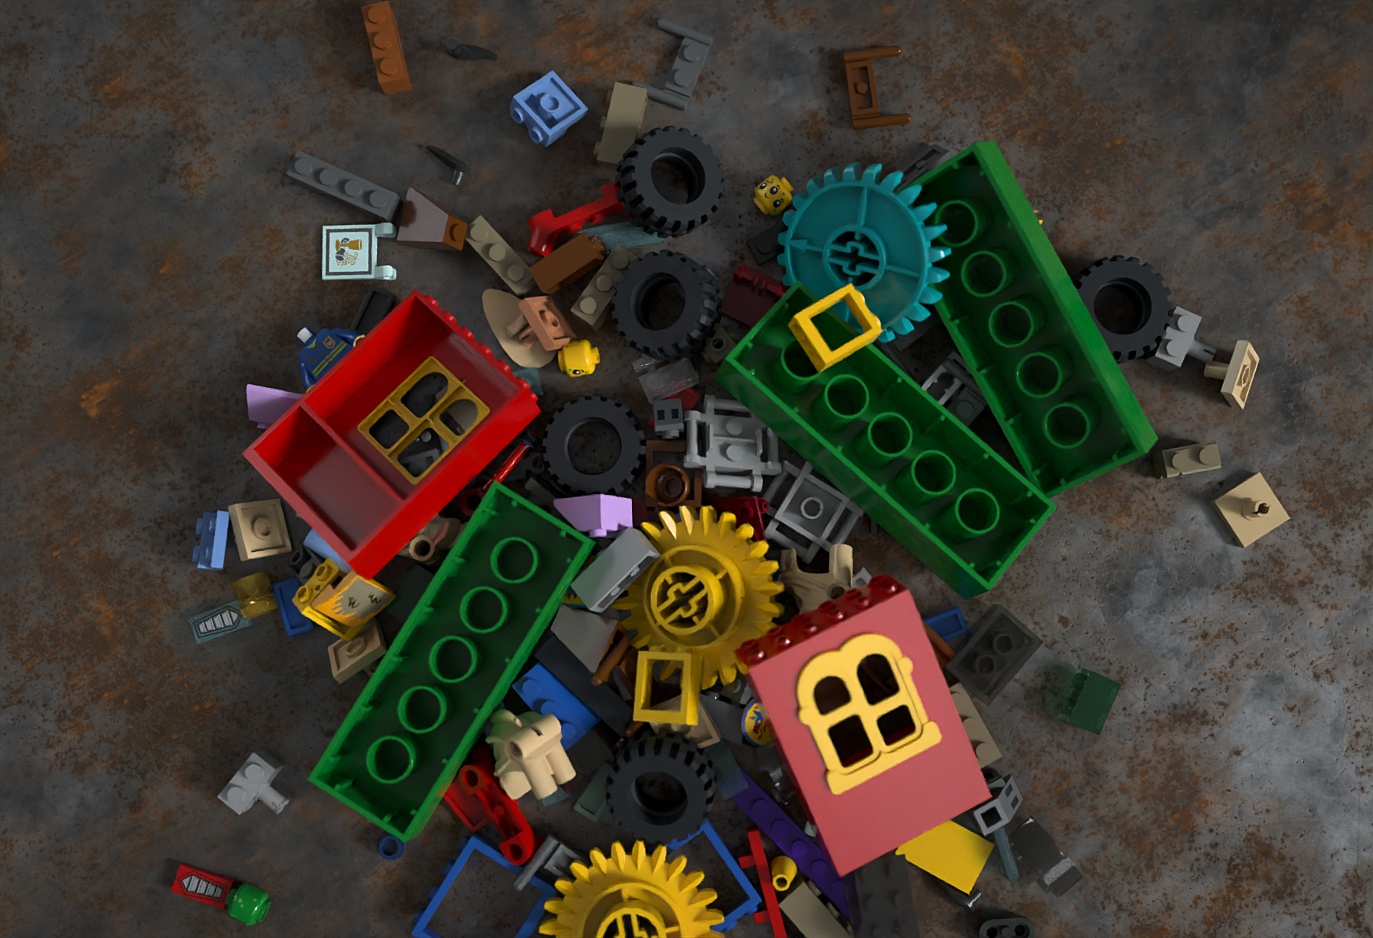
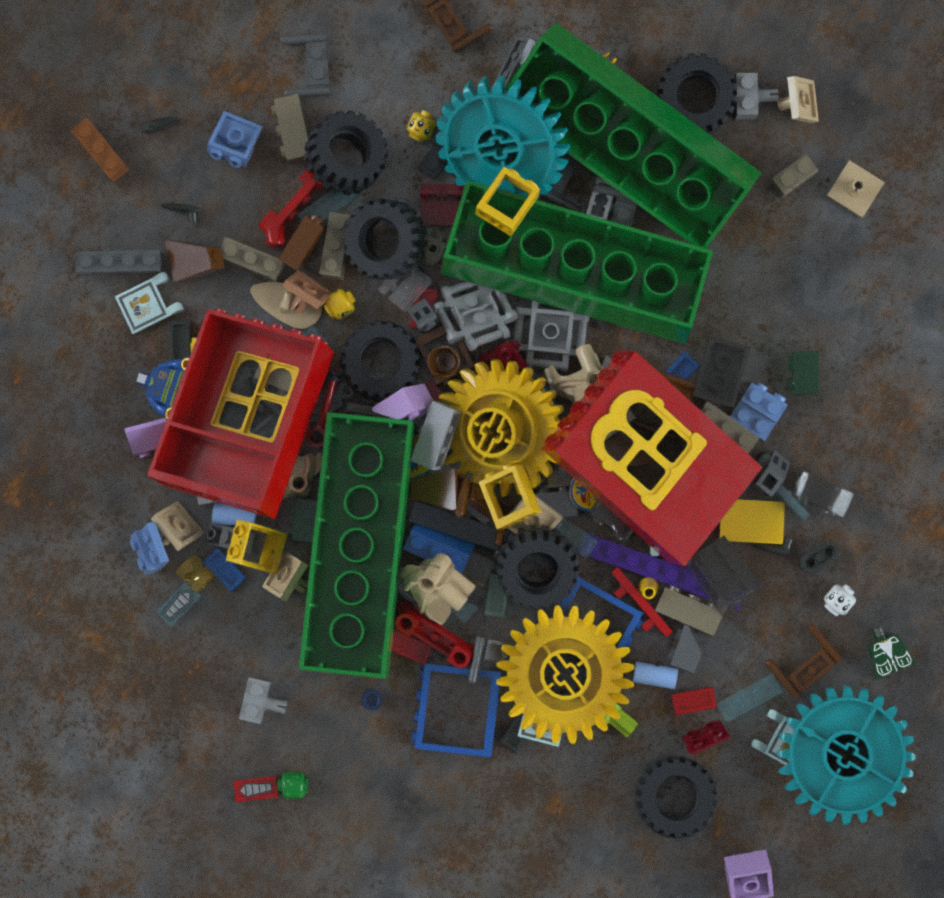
camera: 20 degrees left, 0 degrees up
(353, 599) = (269, 539): slope -> none
(1015, 719) = (759, 410): none -> medium blue plate

